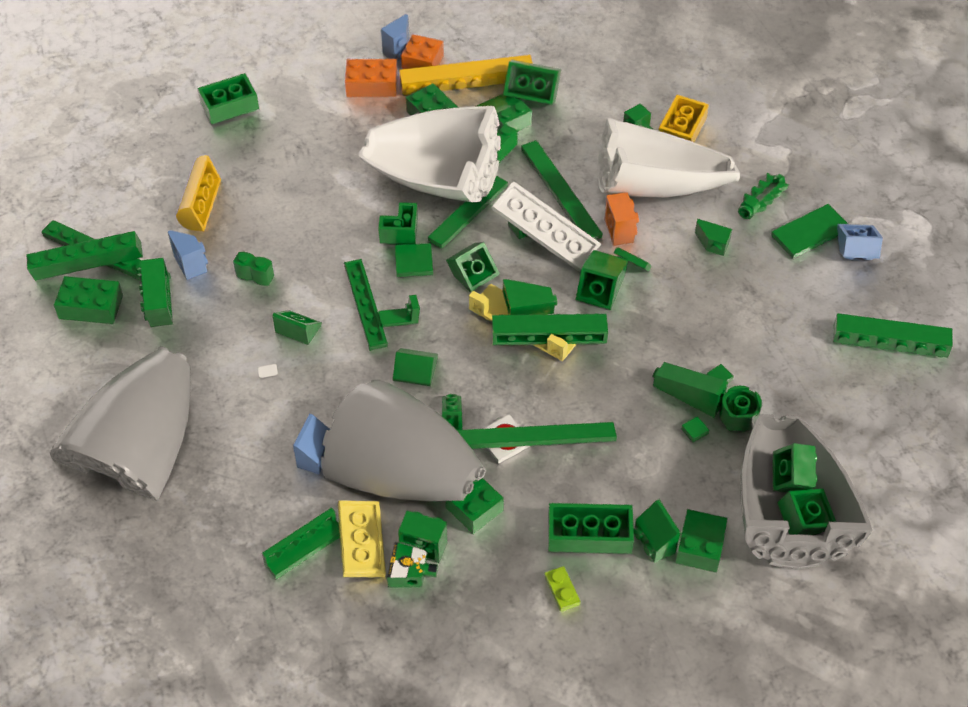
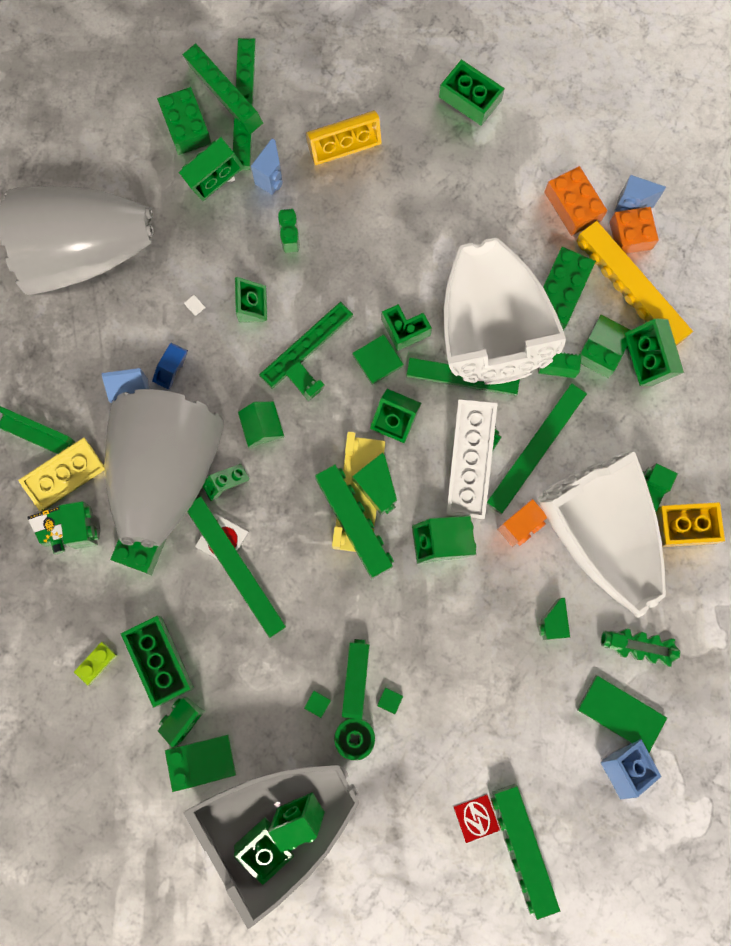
camera: 60 degrees right, 25 degrees up
(313, 403) = (168, 365): none -> blue slope
(633, 259) = (483, 557): green tile -> none
(850, 361) = (476, 818): none -> red sticker

